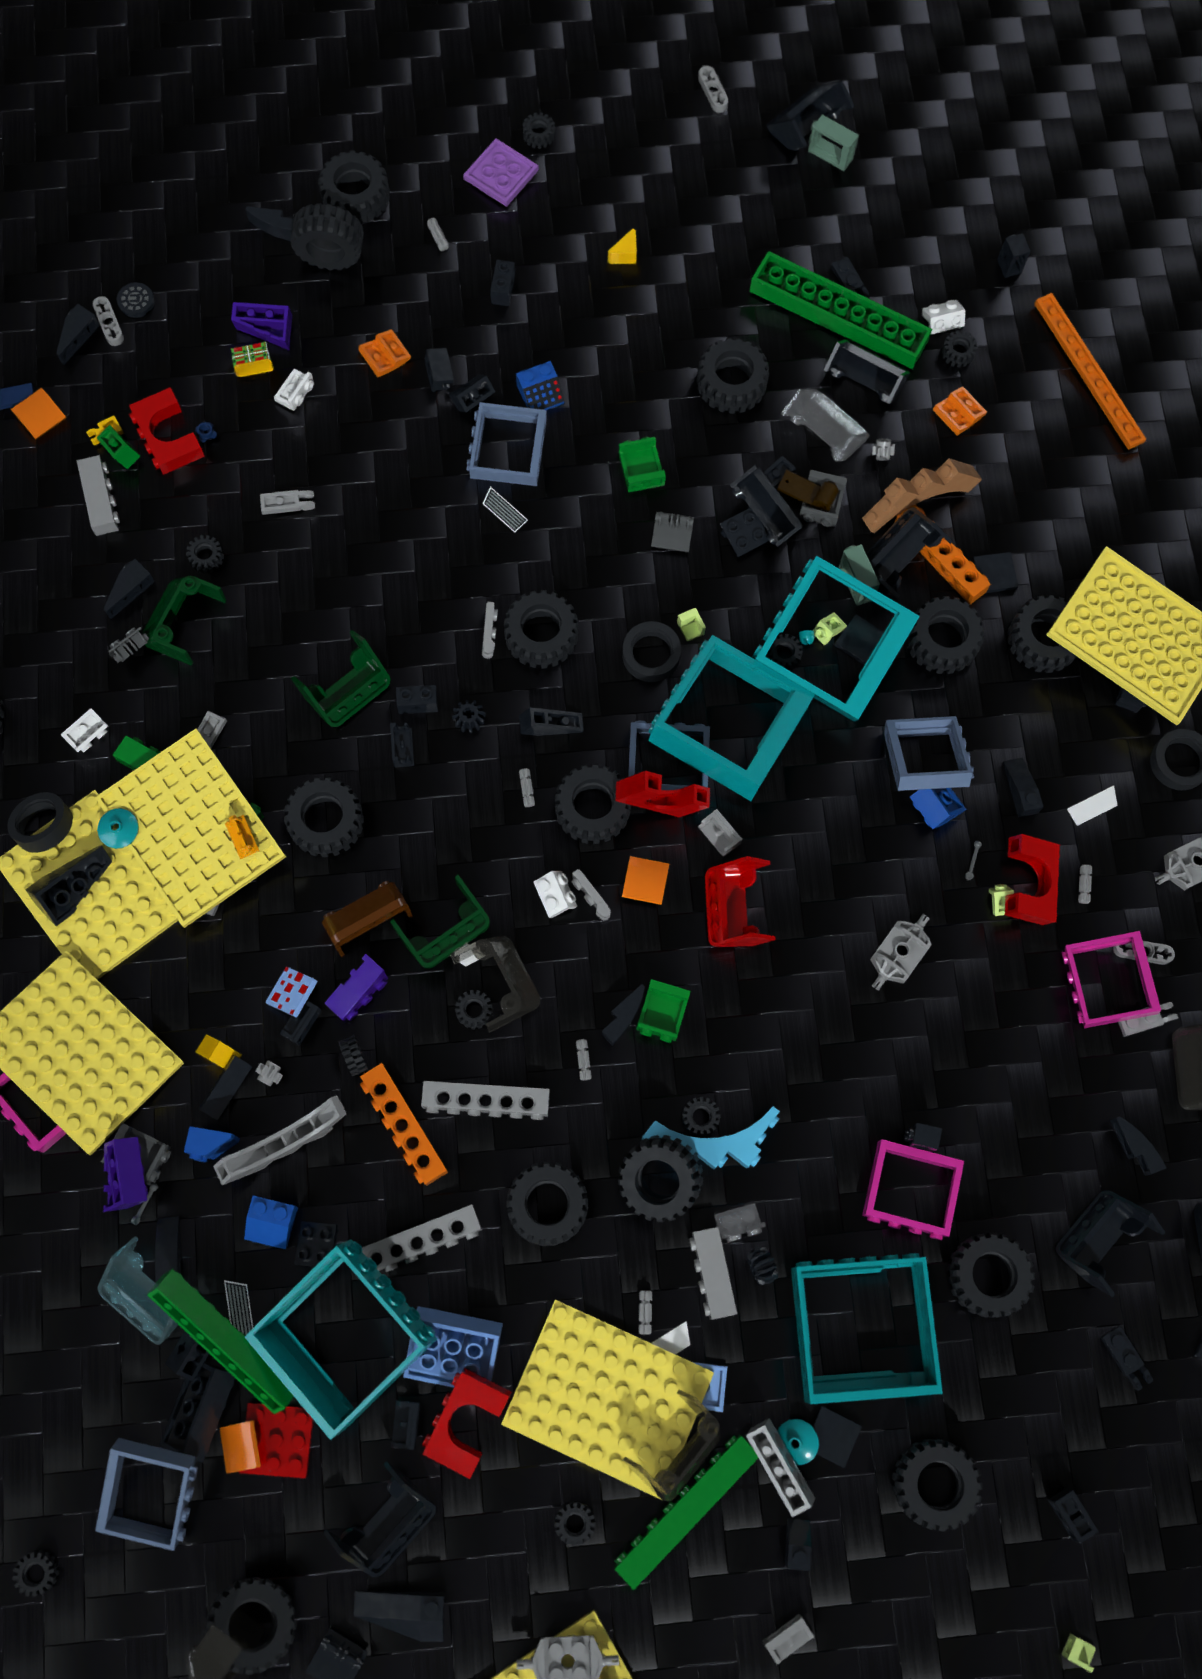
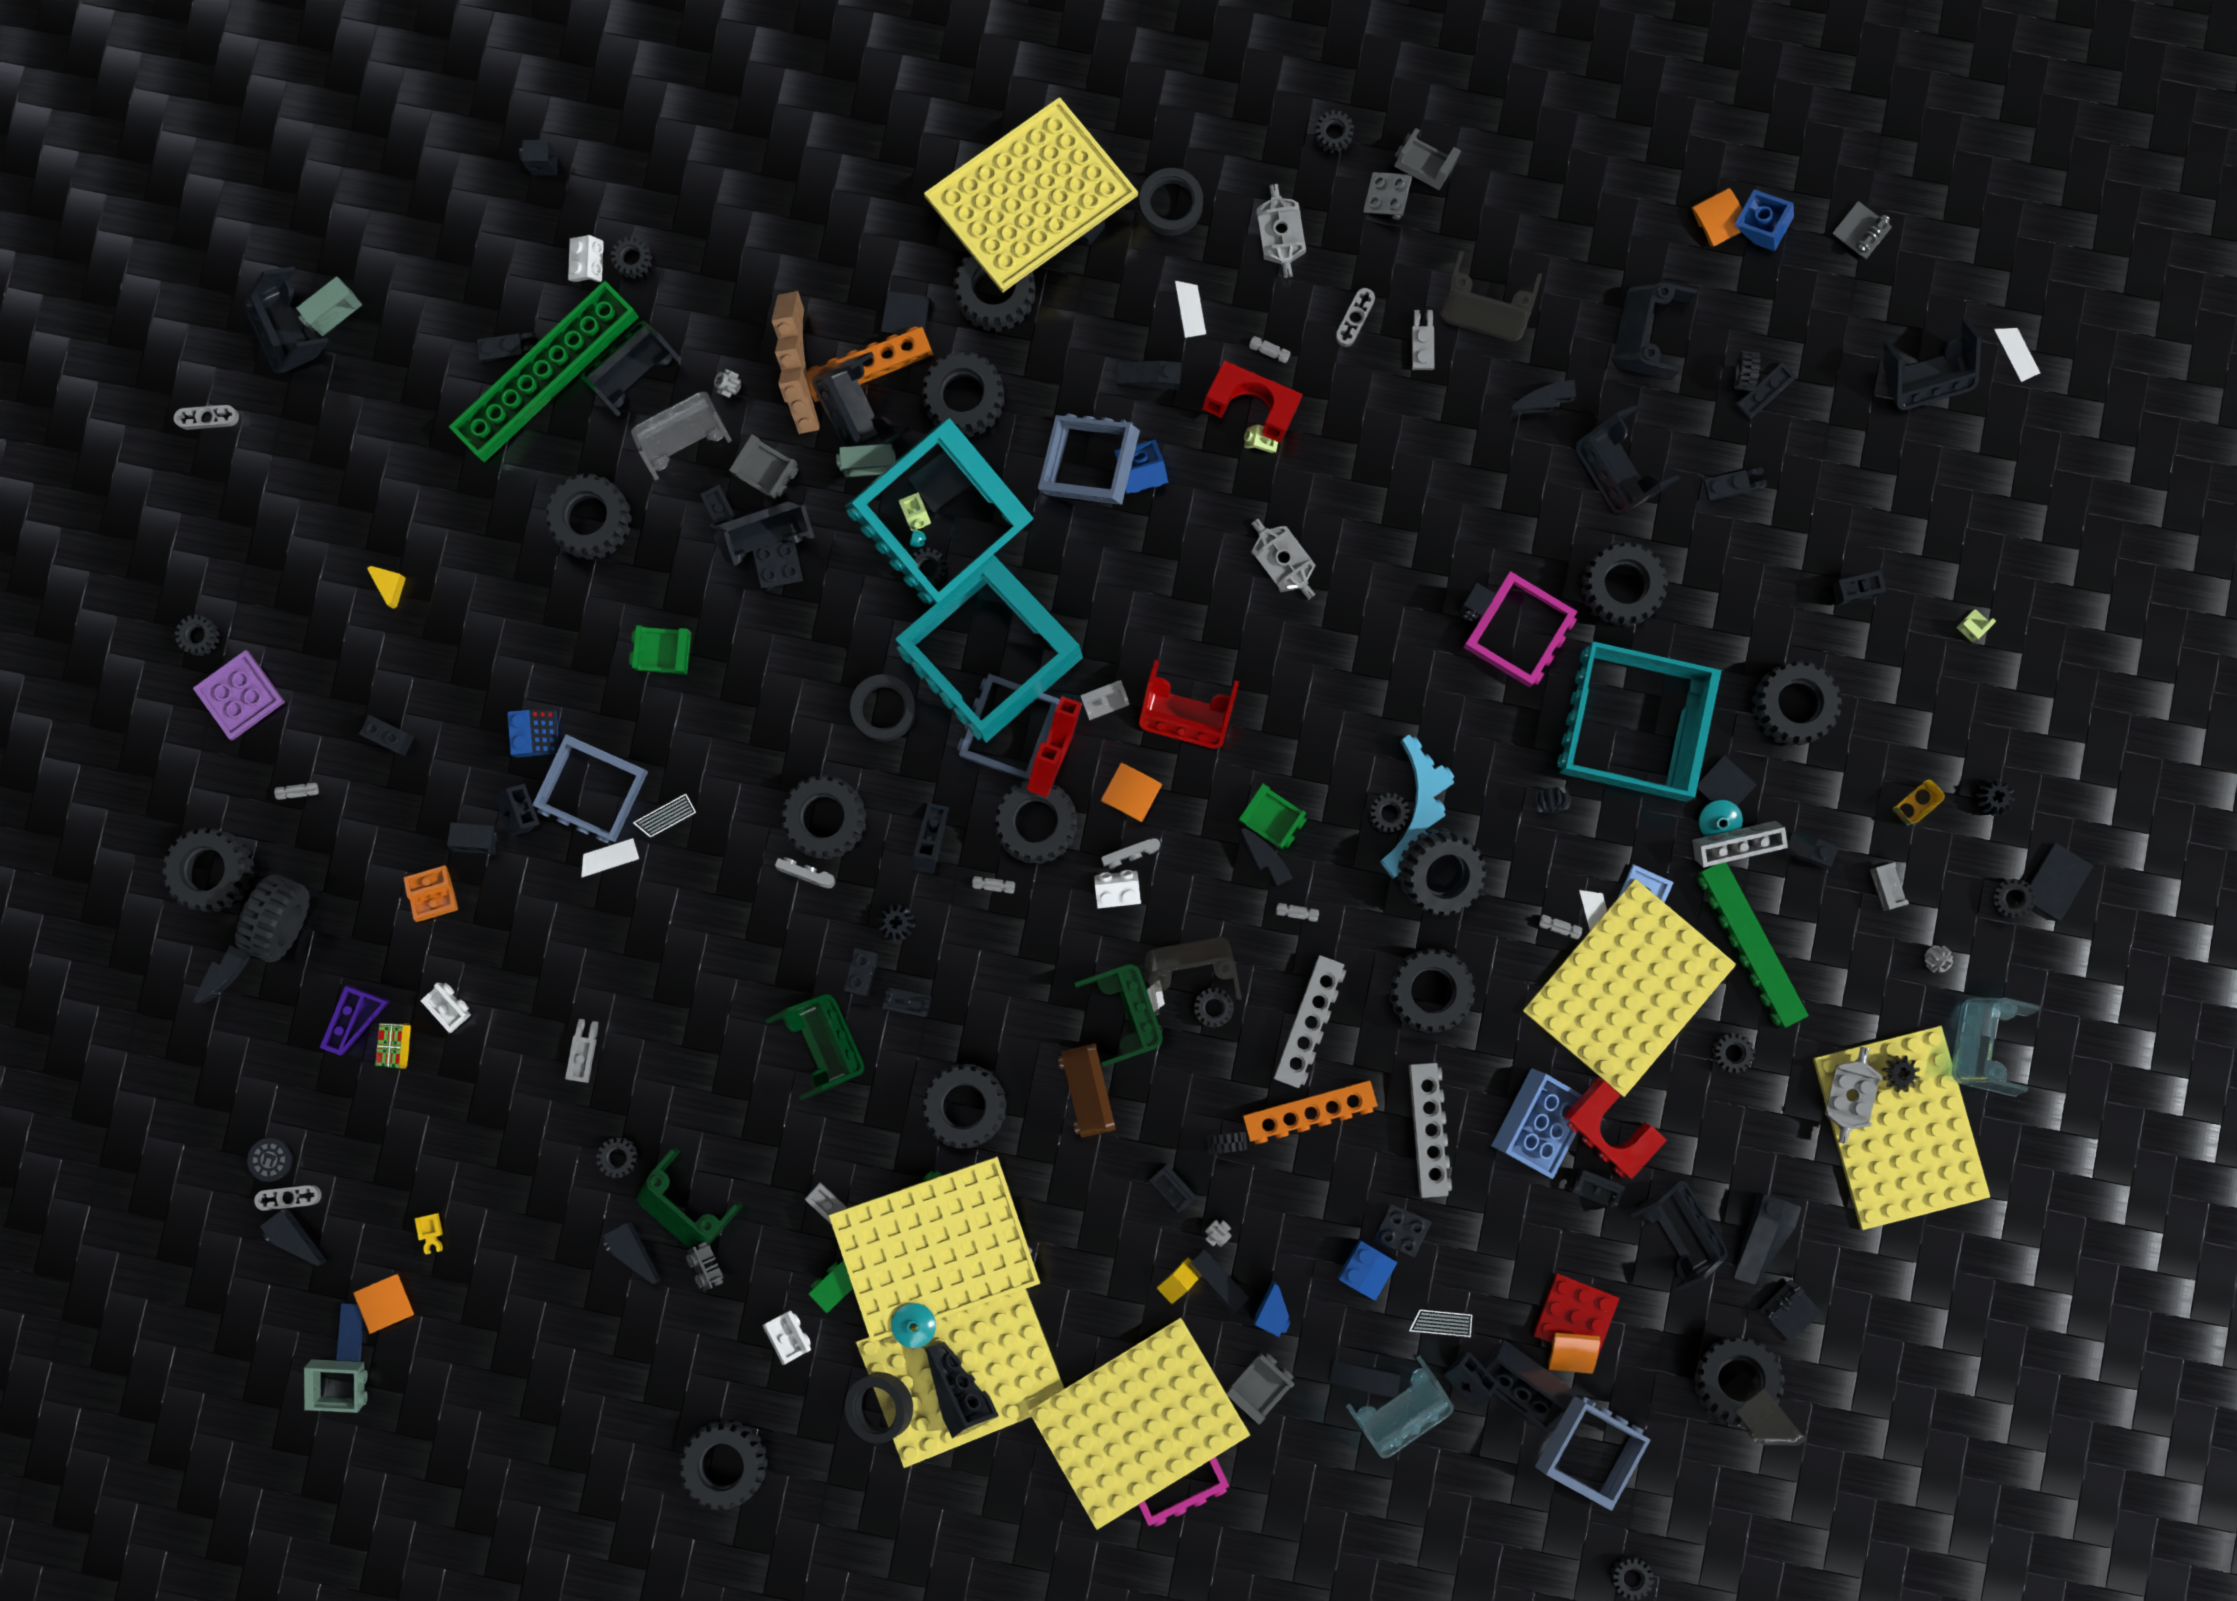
camera: 65 degrees left, 10 degrees up
(98, 496) = (508, 1259): light grey brick -> none
(118, 447) = (457, 1223): green slope -> none
(125, 1174) = (1281, 1403): dark purple wedge -> none
(136, 1219) = (1324, 1404): dark grey hinge -> none
(148, 415) = (425, 1180): red arch -> none
(203, 427) = (460, 1120): dark blue plate -> none
(219, 1339) = (1474, 1342): green brick -> none
(241, 836) = (965, 1196): light orange hinge -> none
(285, 1142) = (1295, 1237): light grey arch -> none
(291, 992) = (1140, 1188): light blue tile -> none
(298, 1367) = (1527, 1272): teal door -> none
(357, 989) = (1159, 1121): dark purple wedge -> none
(456, 477) = (609, 857): none -> white sticker
(672, 531) = (750, 641): dark grey hinge -> none
(672, 1480) = (1707, 928): clear smoke windscreen -> none
(691, 624) = (866, 656): yellowish green panel -> none
(714, 1273) = (1544, 849): light grey brick -> none
(739, 1221) = (1503, 809): clear bracket -> none
(816, 496) = (752, 481): dark brown door -> none
(893, 1662) = (1936, 797): none -> yellow piece
(959, 410) = (705, 283): orange slope -> none
(969, 875) = (1224, 461): dark grey hinge -> none
(1090, 371) = (702, 126): orange plate -> none
(1143, 968) = (1384, 327): dark pink window -> none

